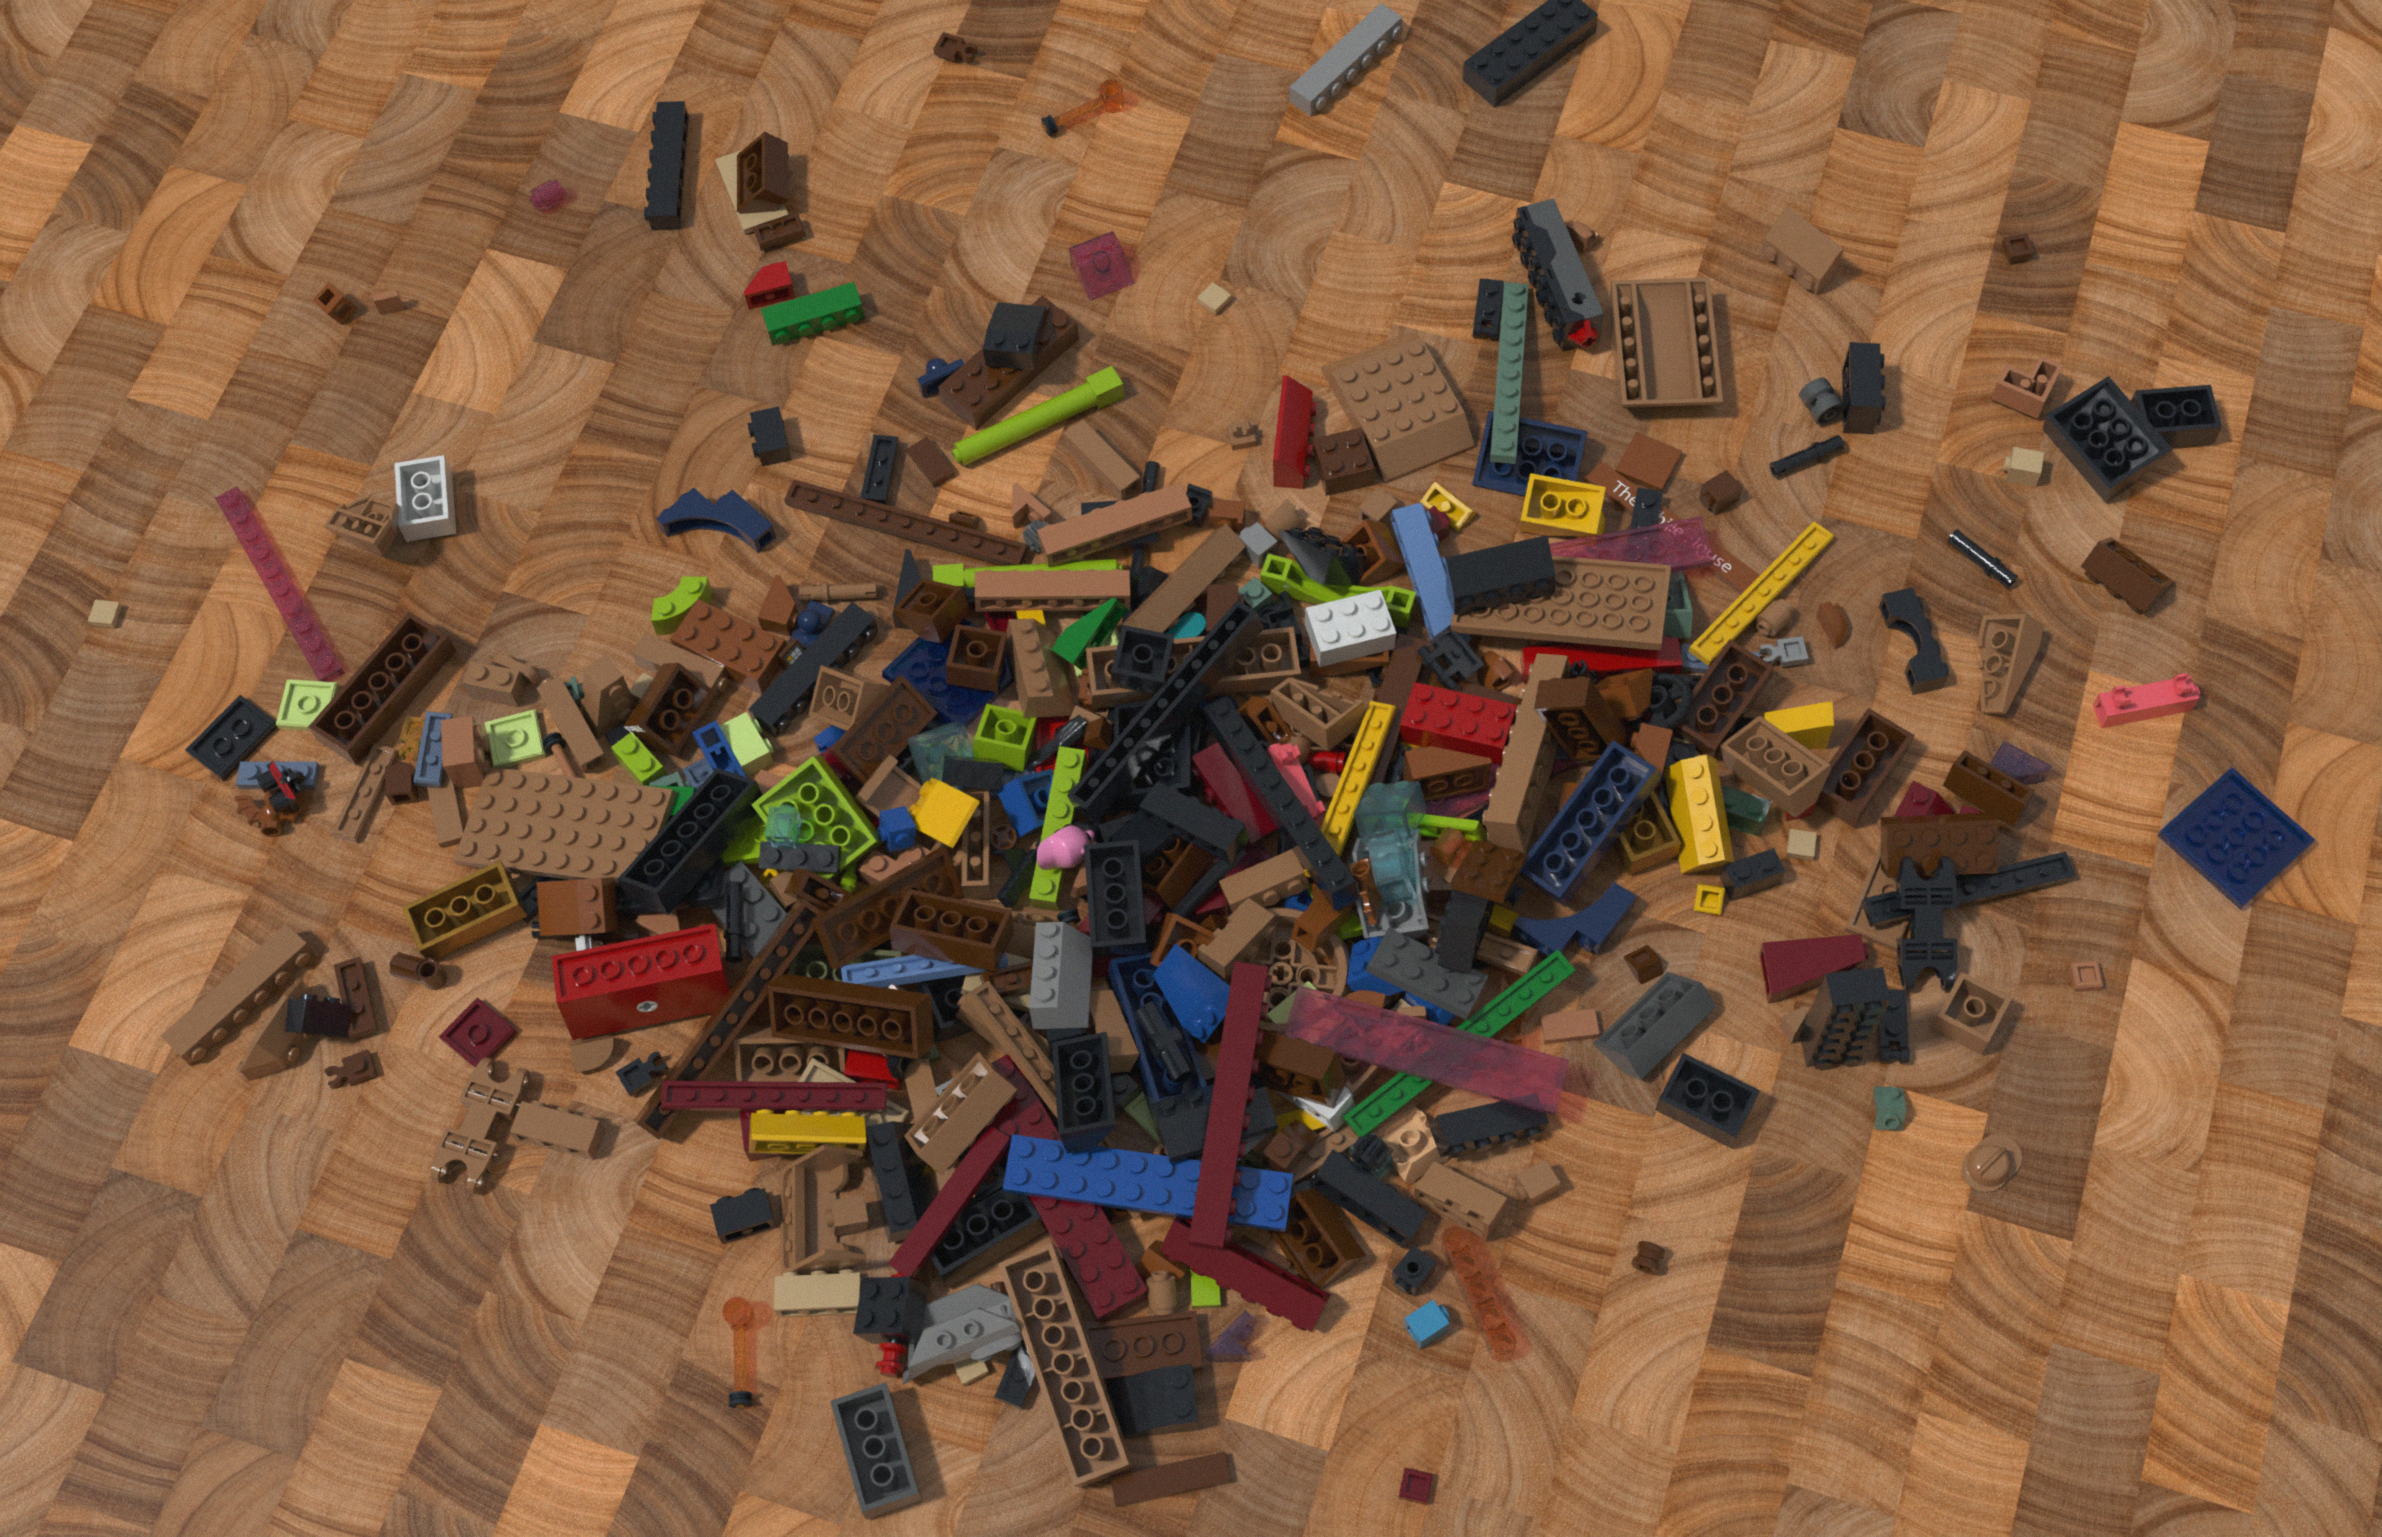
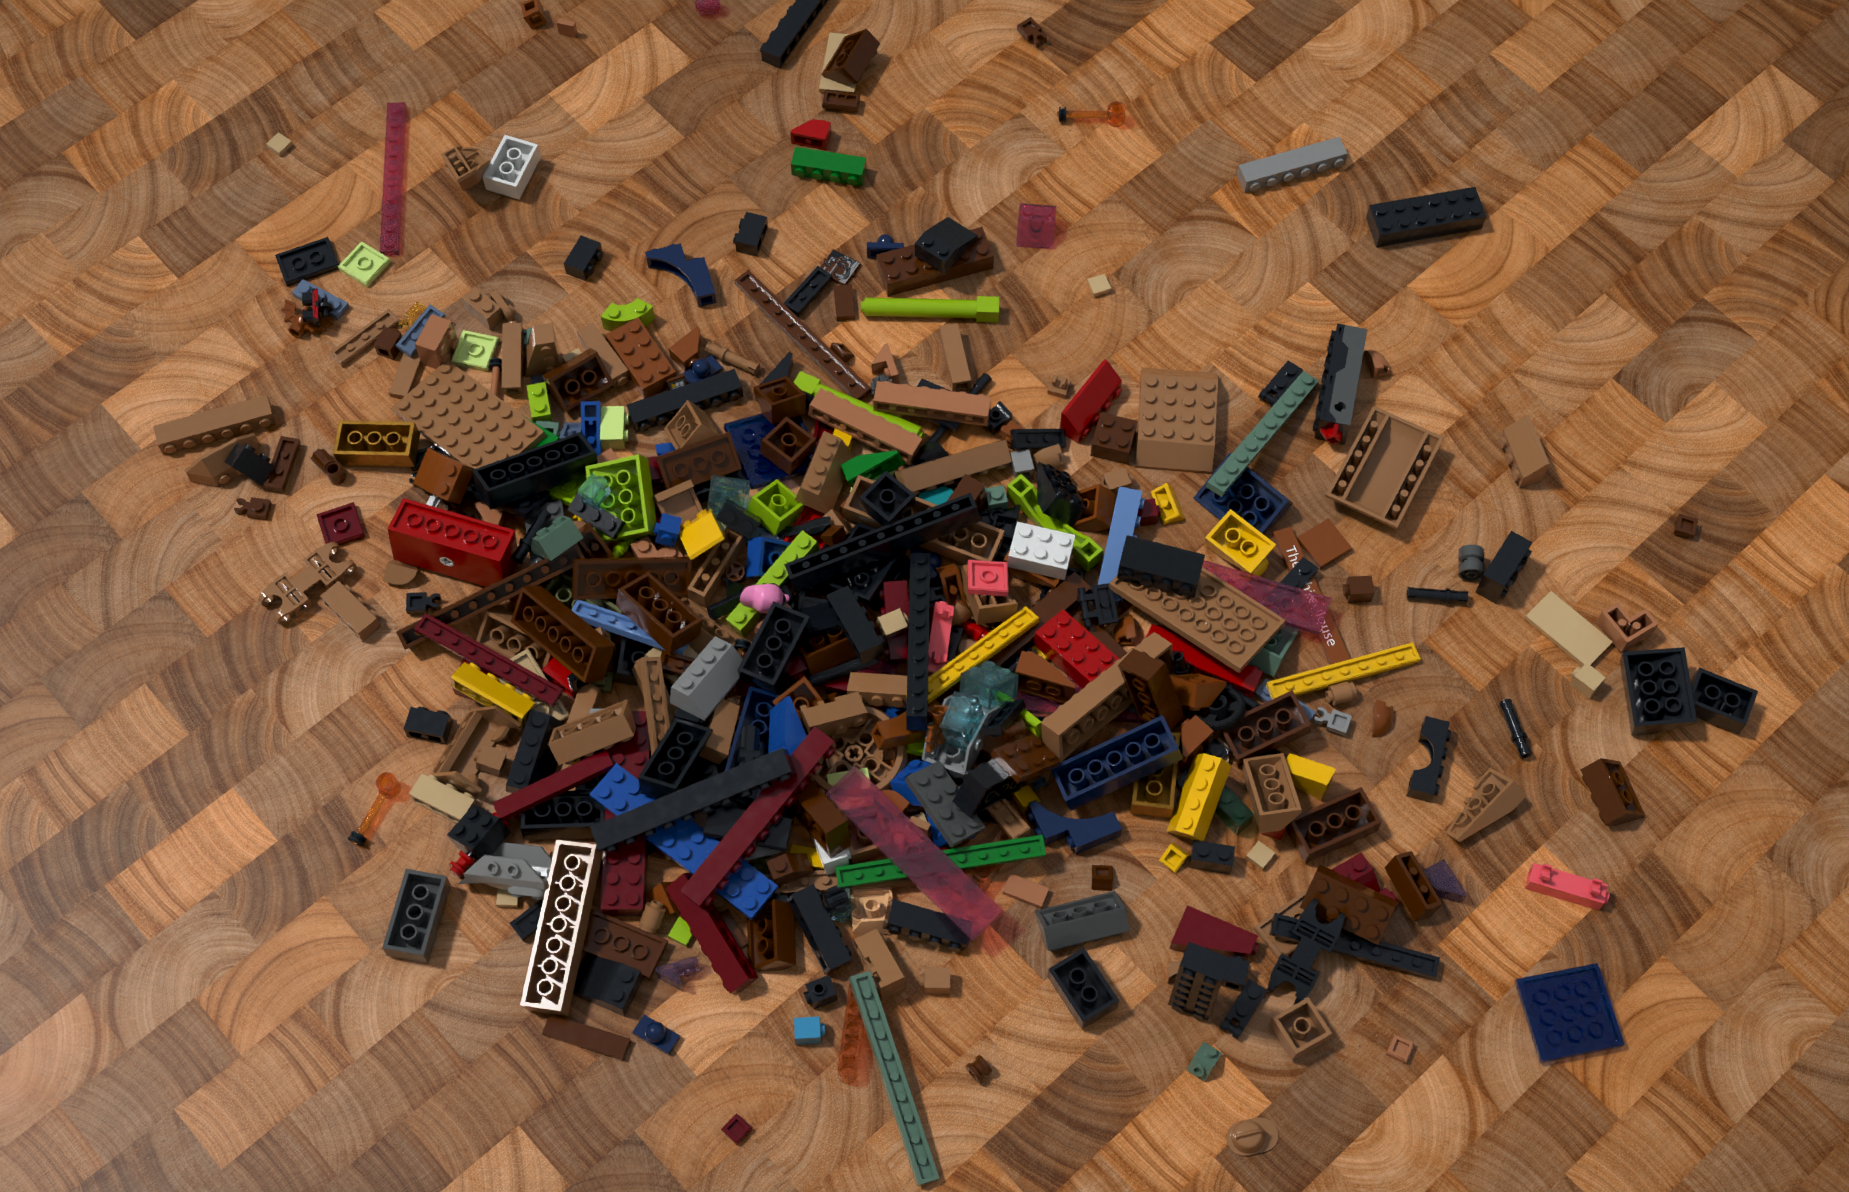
camera: 25 degrees right, 0 degrees up
(382, 688) = (413, 276): reddish brown brick -> none
(582, 563) = (583, 258): none -> black brick
(777, 907) = (555, 539): none -> sand green slope
(899, 422) = (840, 267): none -> piece
(1139, 1127) = (693, 800): none -> black brick
(1234, 798) = (892, 623): none -> tan brick
(1252, 1429) = (656, 1034): none -> dark blue tile
(1258, 505) = (1037, 438): none -> black tile
(1310, 690) = (987, 578): none -> coral tile
(1435, 839) = (1003, 718): none -> black plate
(1563, 1322) = (894, 1078): none -> sand green plate
(1967, 422) = (1568, 630): none -> tan tile

